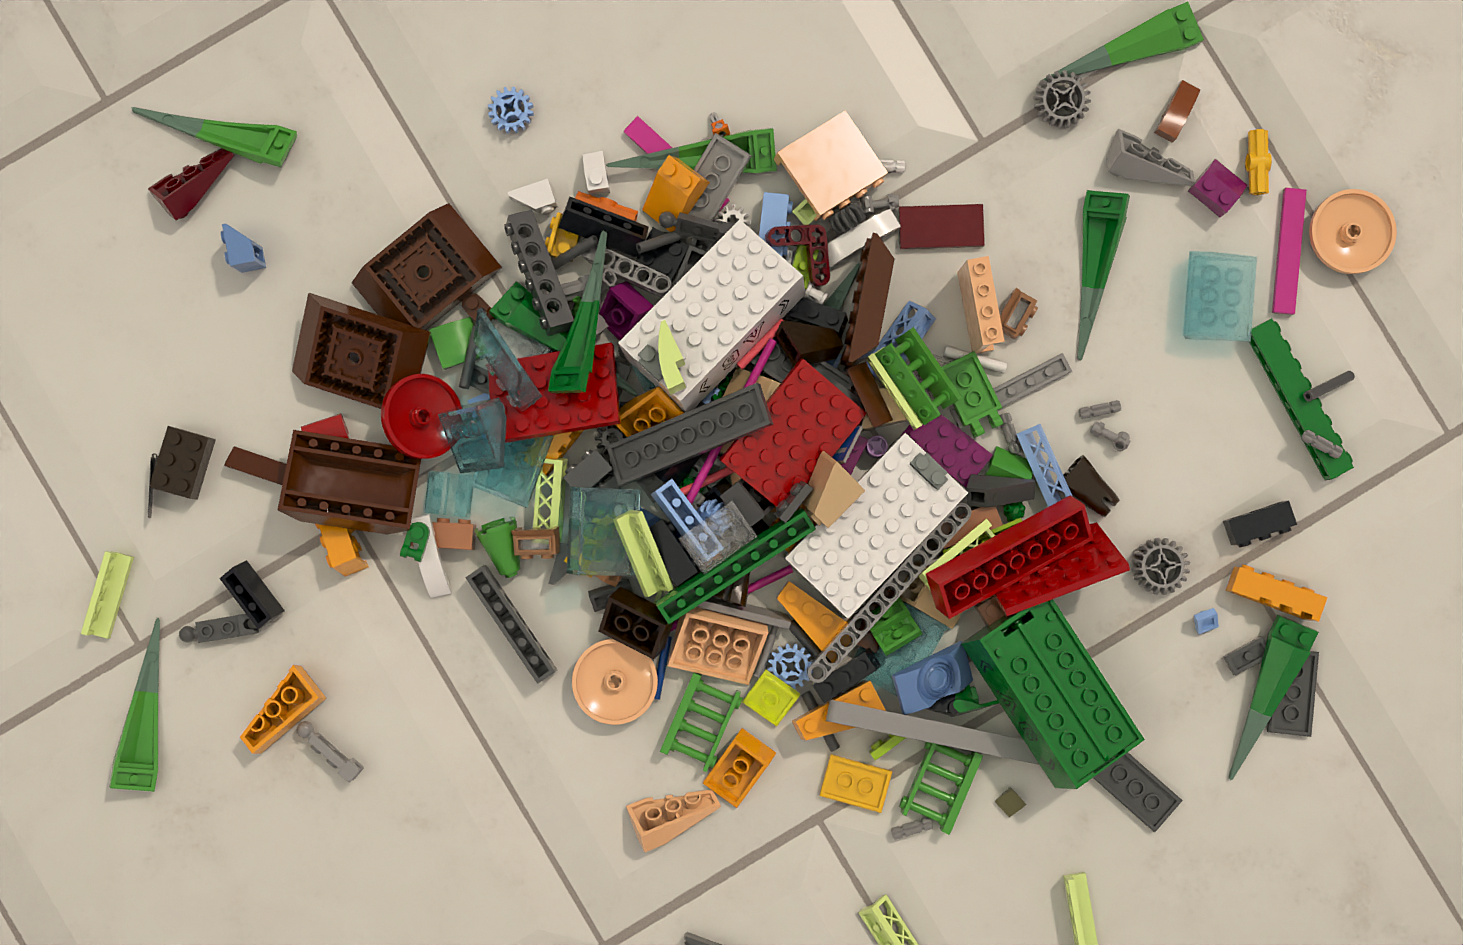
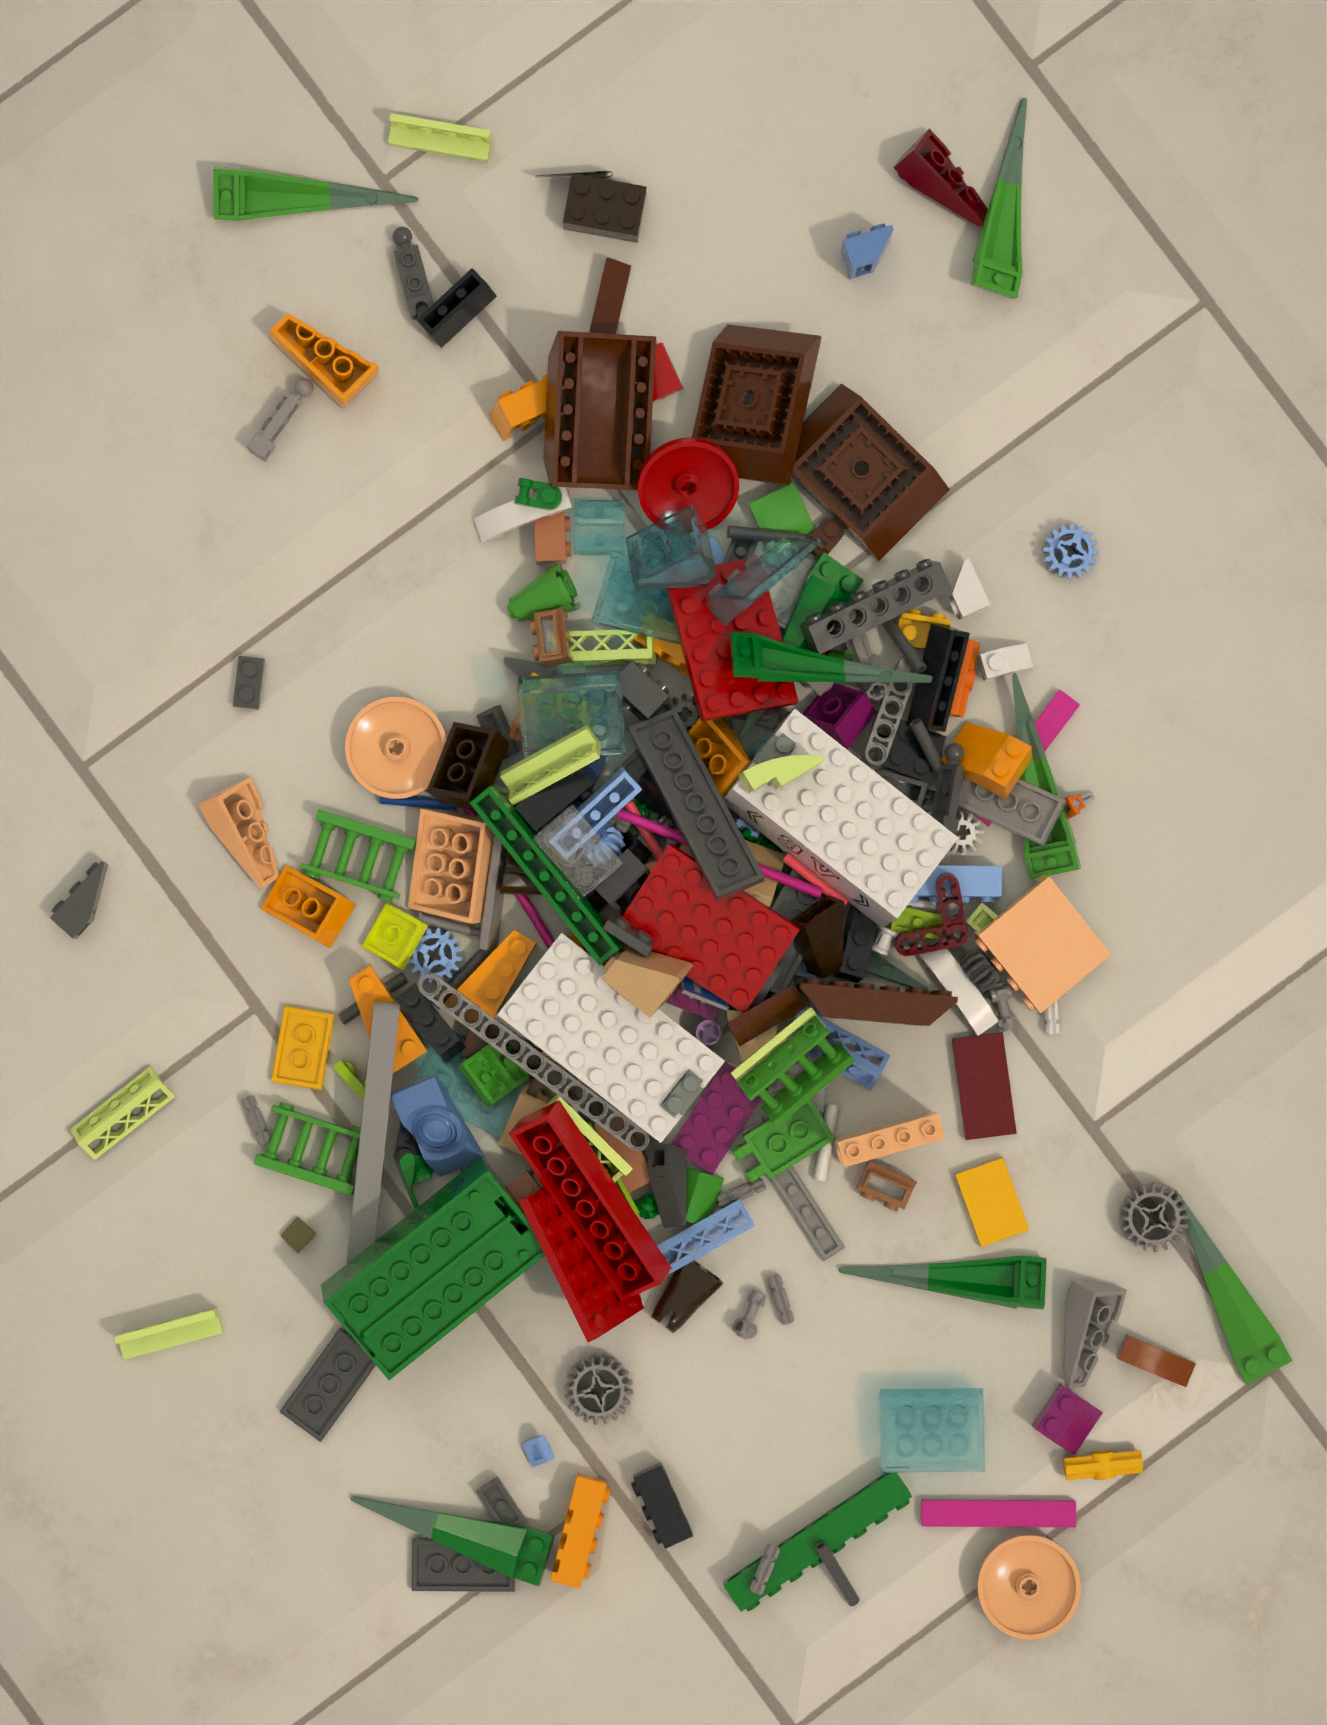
camera: 80 degrees right, 0 degrees up
(511, 623) = (452, 618): dark grey brick -> none
(547, 799) = (248, 682): none -> dark grey plate
(1036, 230) = (991, 1202): none -> yellow tile

